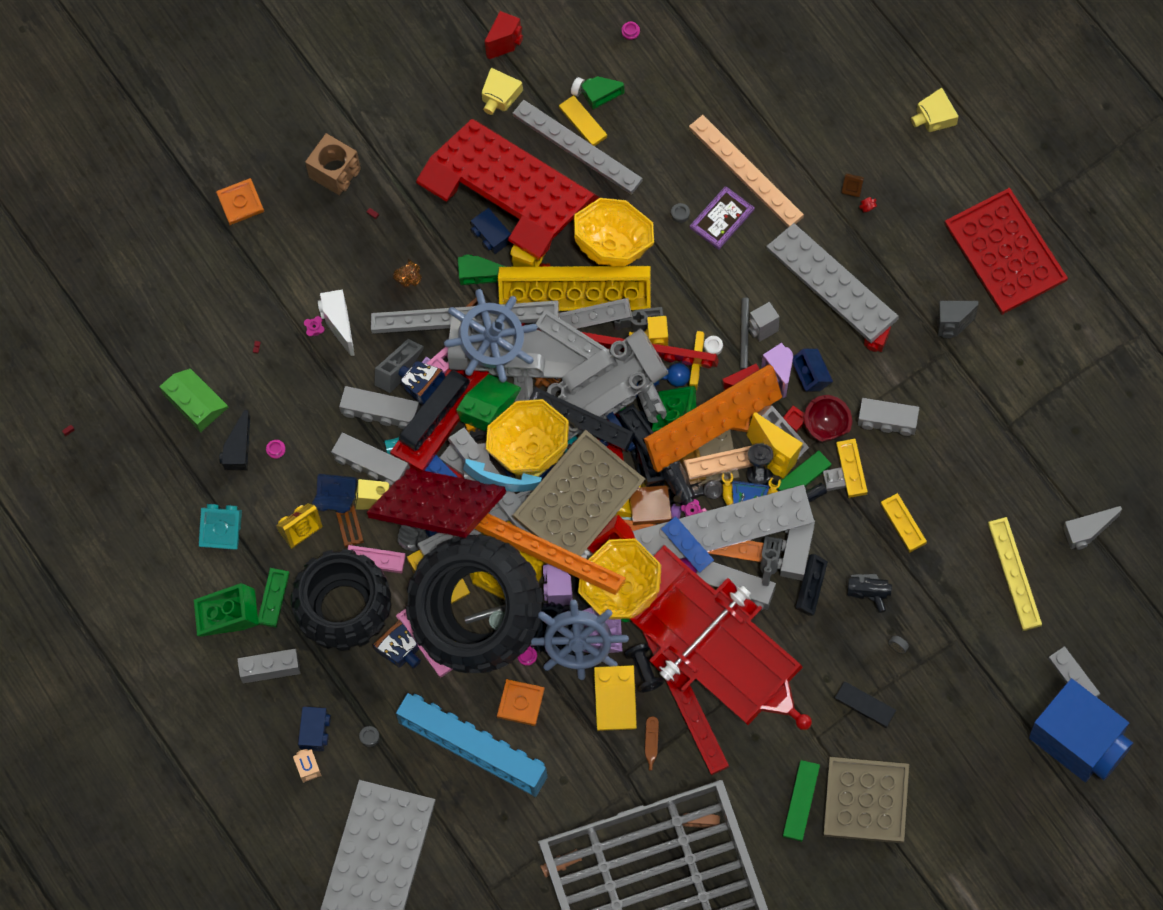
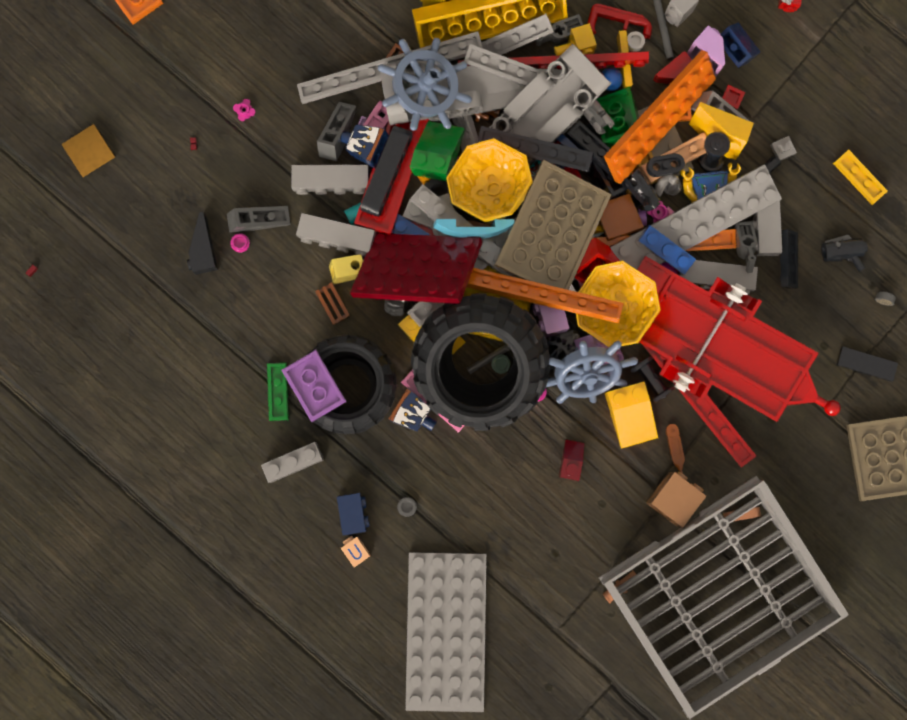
camera: 20 degrees left, 15 degrees up
(154, 330) = (88, 150): none -> pearl gold slope
(193, 398) = (146, 210): bright green slope -> none
(220, 527) = (207, 334): teal plate -> none
(226, 611) = (236, 417): green slope -> none
(298, 429) = (257, 218): none -> dark grey slope
(300, 524) = (284, 314): yellow slope -> none
(308, 586) = (313, 385): none -> medium lavender tile
(334, 311) = (261, 92): white slope -> none
(335, 493) = (310, 276): dark blue bracket -> none
(385, 560) = (368, 329): bright pink tile -> none
(408, 274) = (322, 36): clear orange piece -> none
(472, 744) = (511, 496): dark azure brick -> none
(477, 270) = (389, 16): green slope -> none
(520, 702) = (542, 439): orange tile -> none
(543, 729) = (572, 460): none -> dark red slope
(636, 784) = (676, 498): none -> medium nougat brick
(702, 317) = (619, 15): none -> red piece
(705, 462) = (664, 165): none -> black plate
(708, 479) = (663, 181): none -> light grey arm
(801, 800) = (830, 472): green tile -> none
(806, 472) = (754, 150): green tile -> none
(827, 418) = (766, 90): dark red cylinder -> none
(851, 468) = (798, 133): yellow plate -> none
(888, 416) = (821, 75): light grey brick -> none

